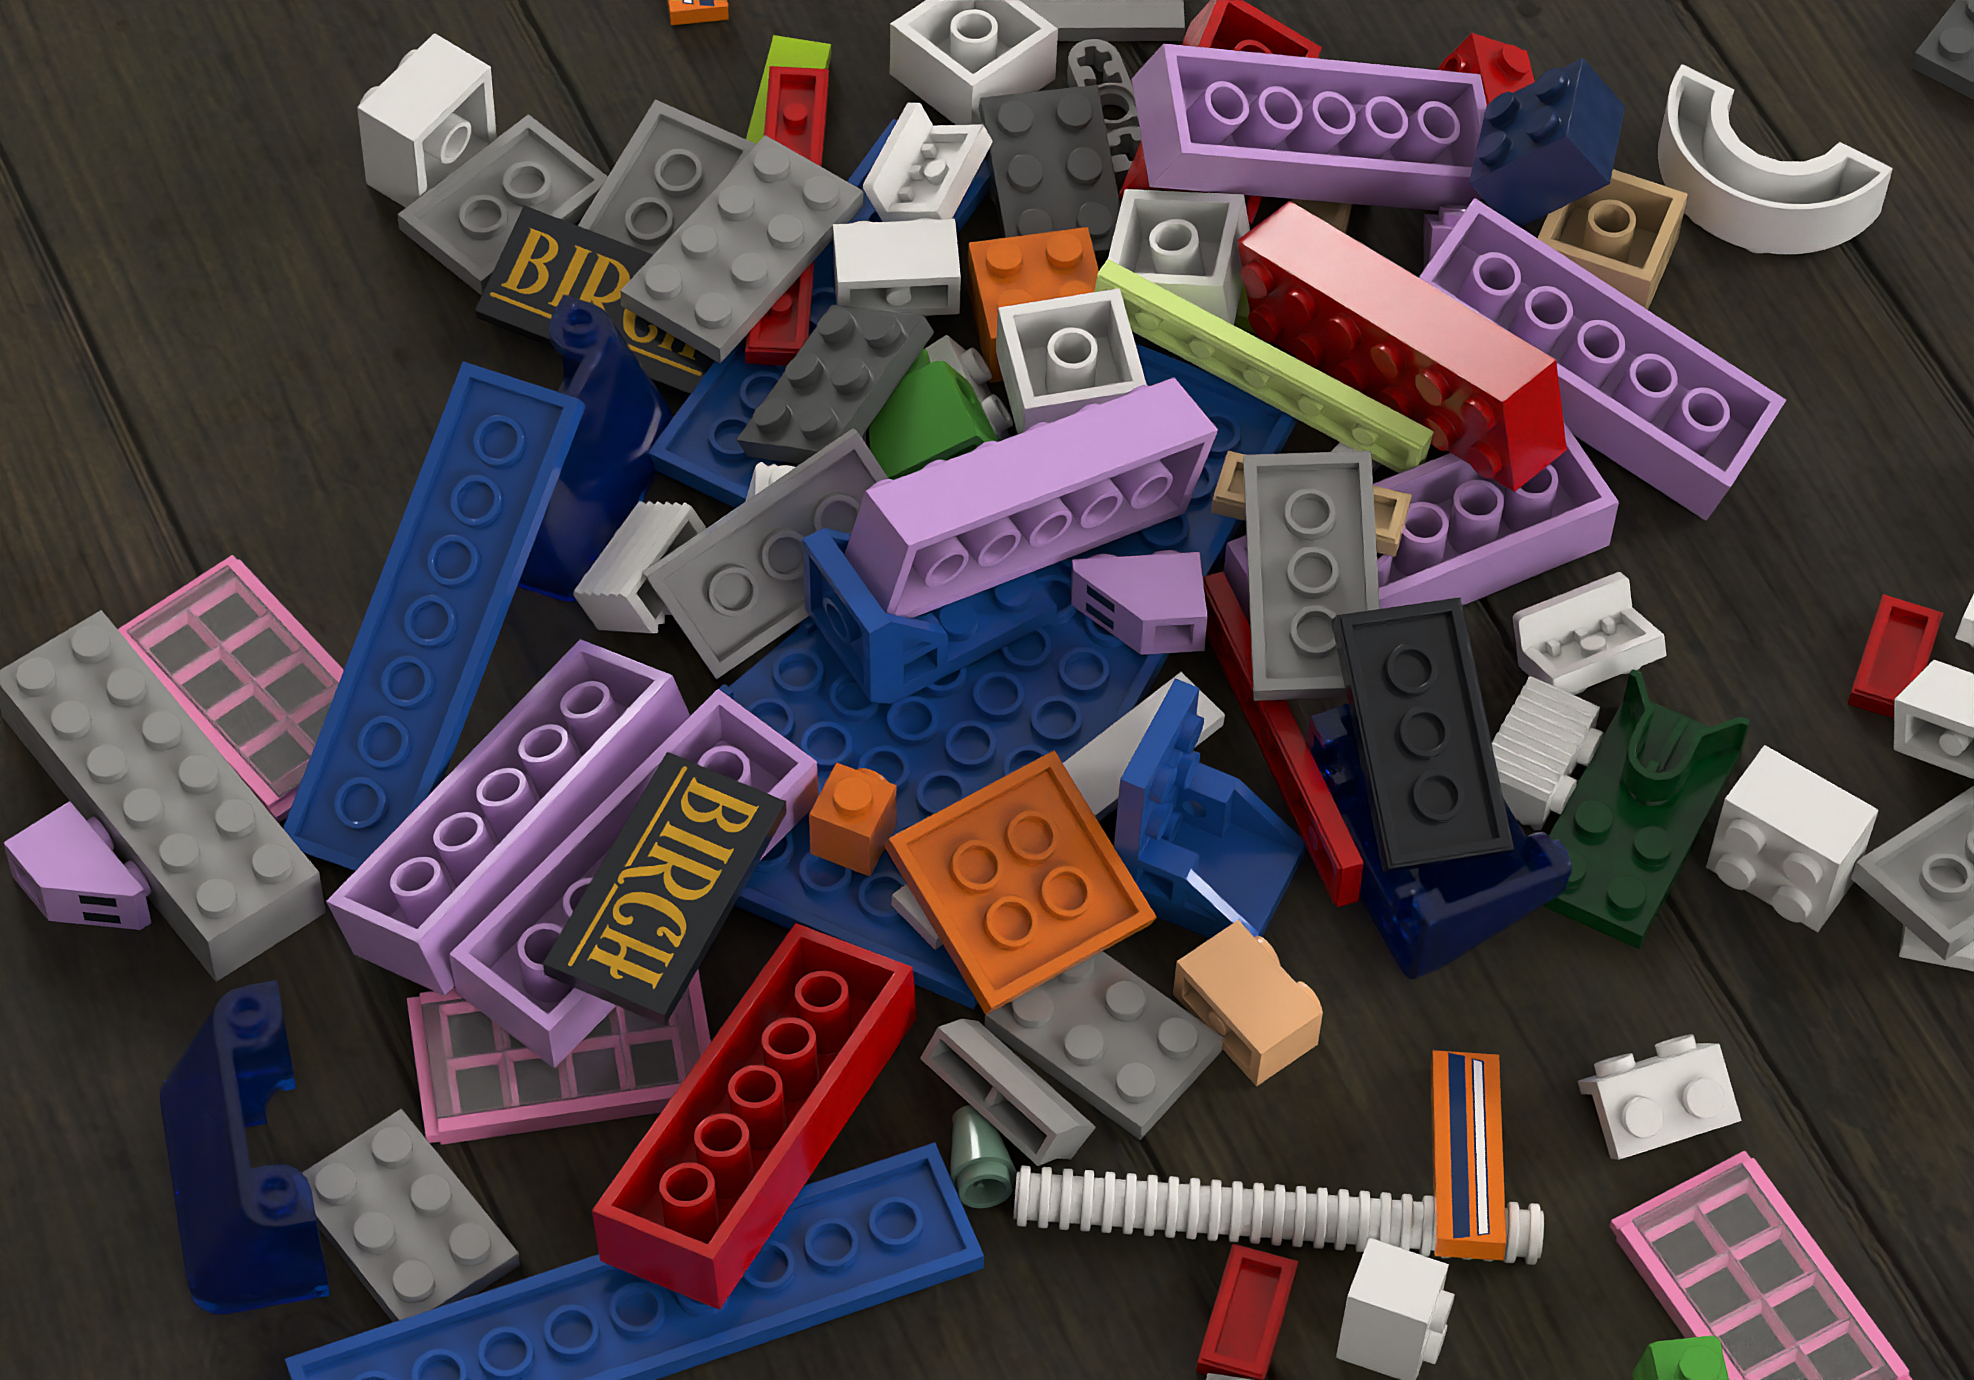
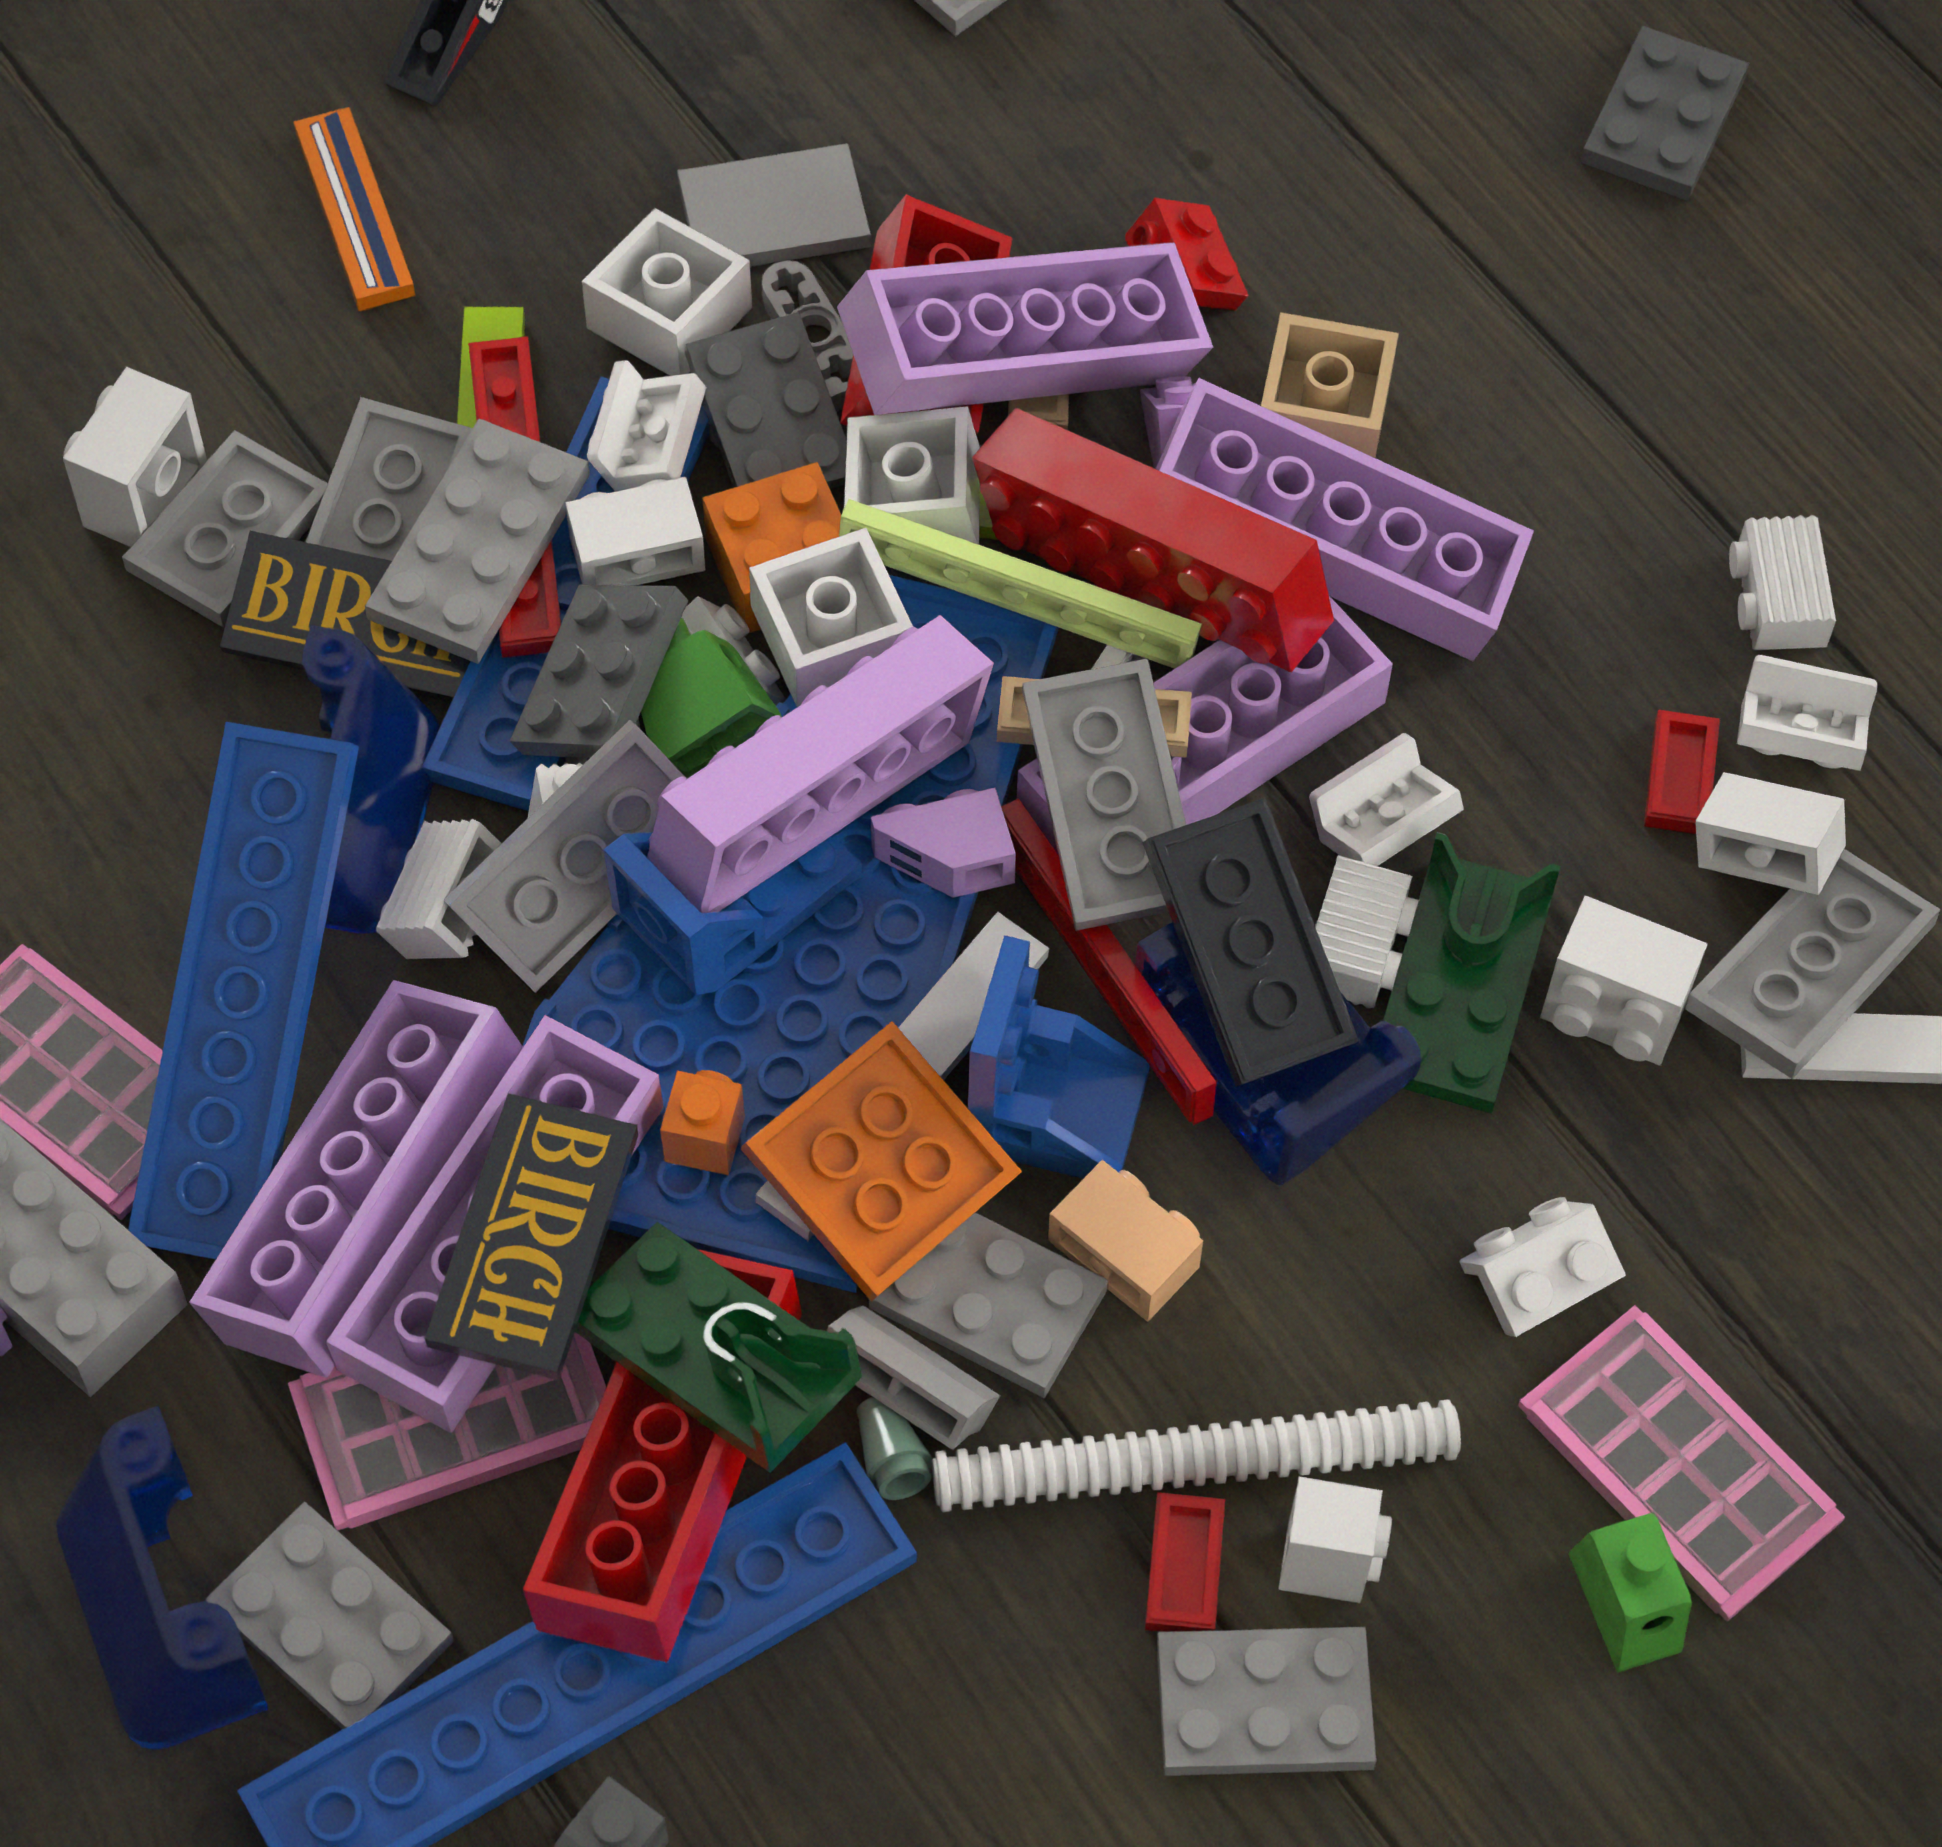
camera: 10 degrees left, 5 degrees up
(825, 1021) = (717, 1346): none -> dark green plate
(1467, 1156) = (1371, 1364): orange tile -> none
(1547, 143) = (1255, 306): dark blue brick -> none
(1754, 197) = (1458, 323): white brick -> none

